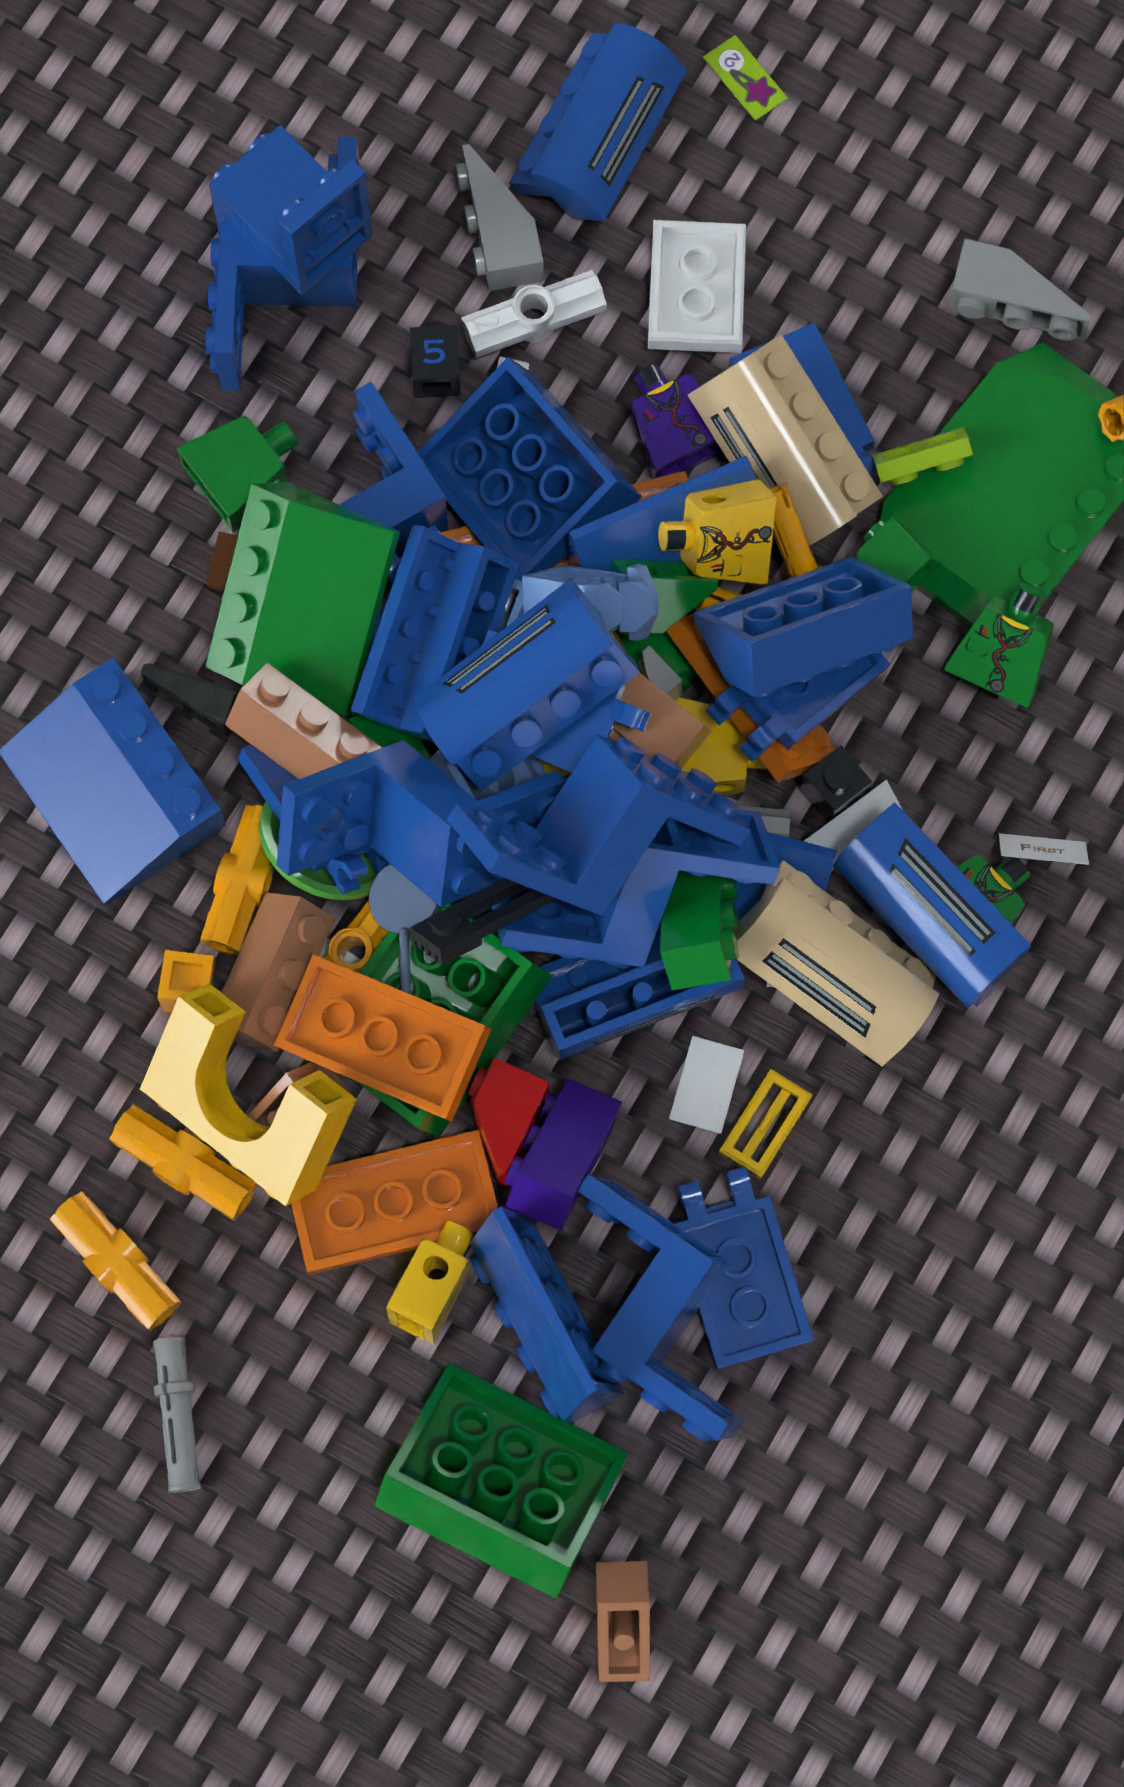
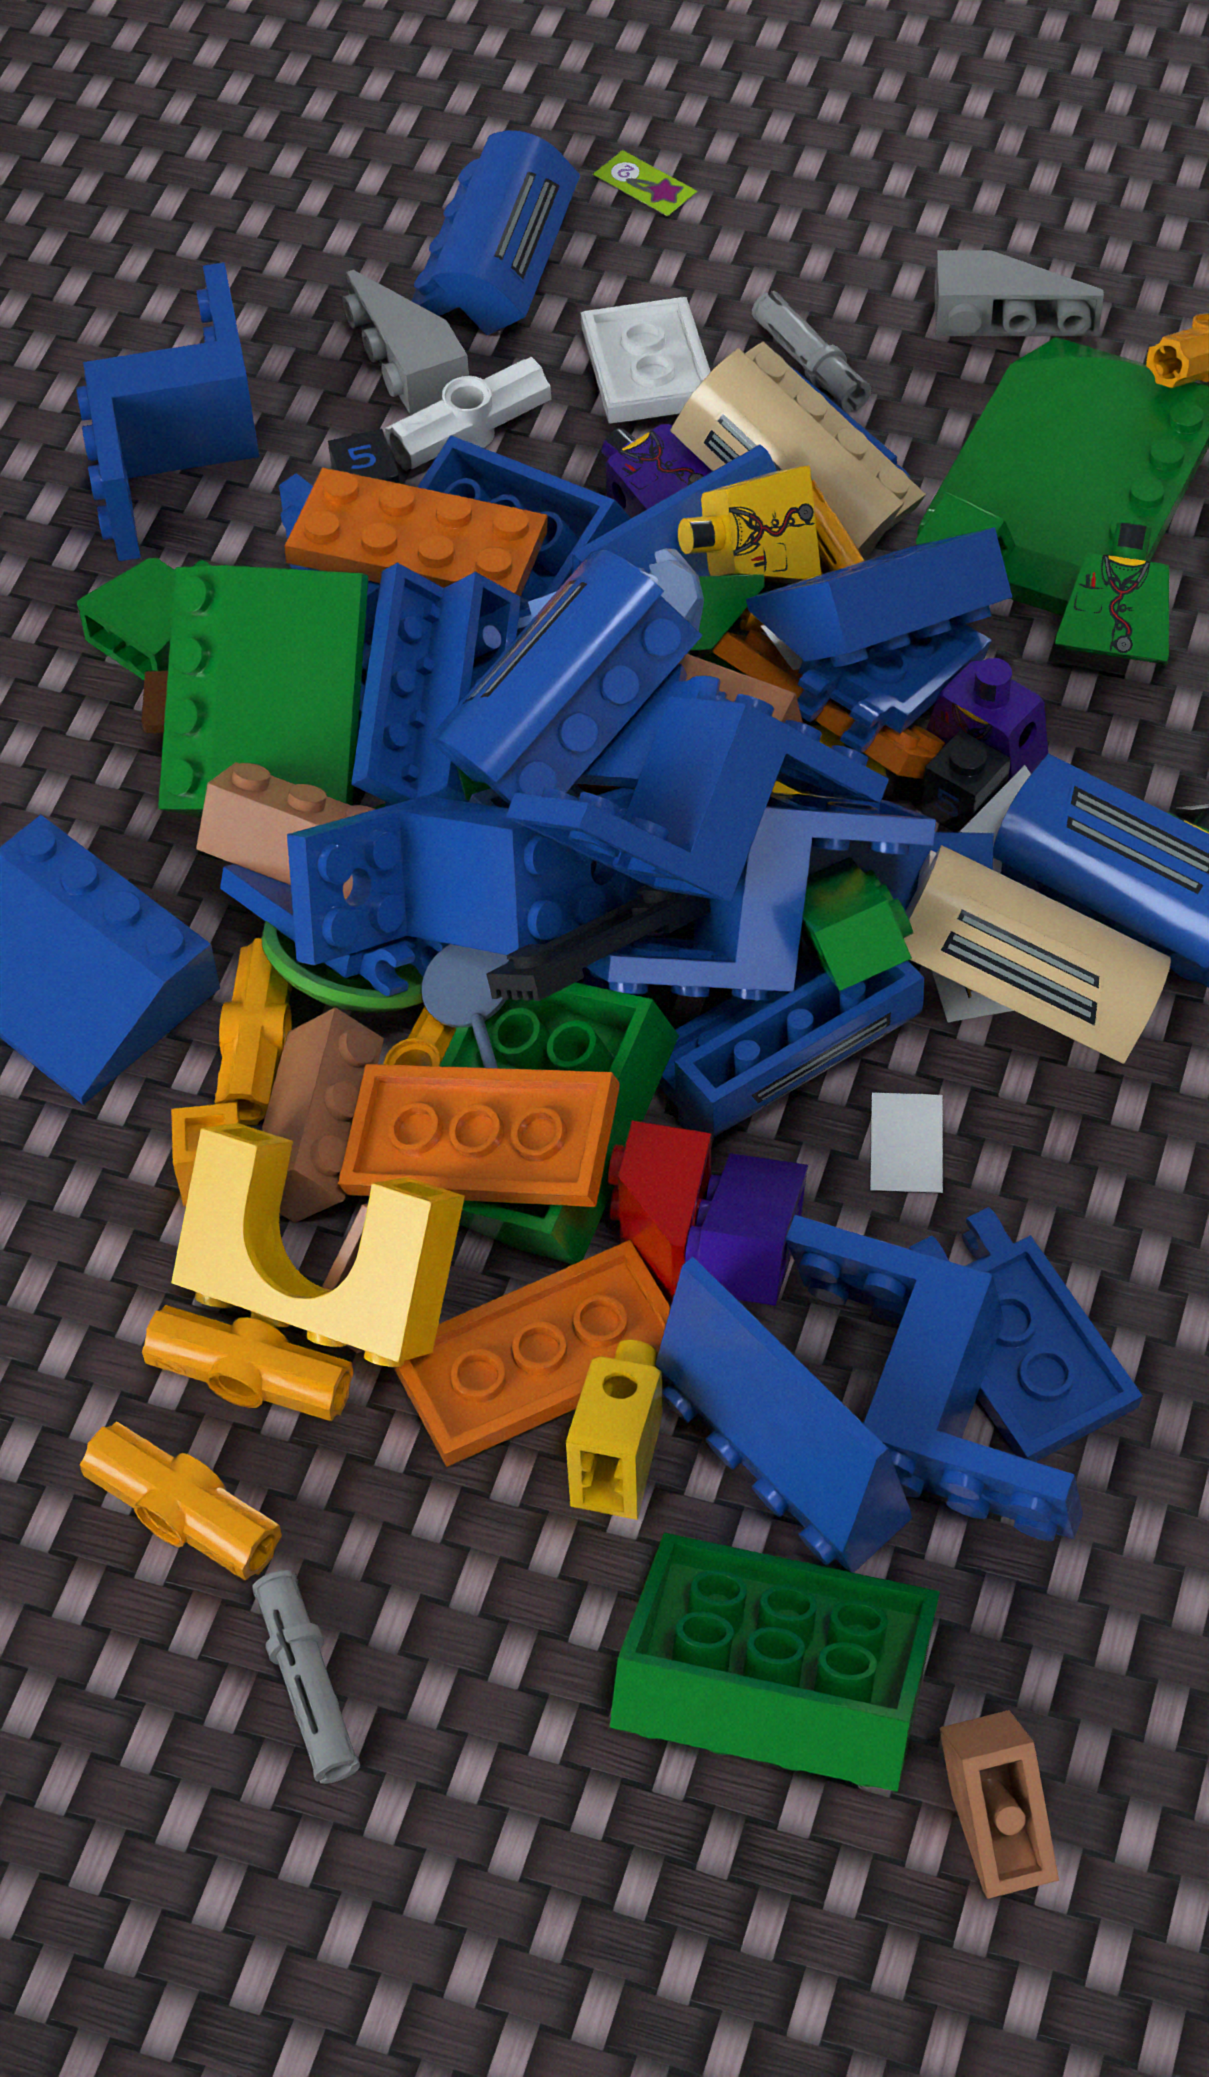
camera: 10 degrees left, 20 degrees down
(197, 697) = (149, 851): pearl dark grey slope -> none
(293, 207) = (172, 319): blue bracket -> none
(452, 477) = (373, 523): none -> orange plate
(744, 1159) = (1012, 1119): yellow tile -> none
(841, 326) = (823, 363): none -> light grey pin
(871, 738) = (995, 711): none -> dark purple torso
(904, 462) = (980, 439): lime plate -> none

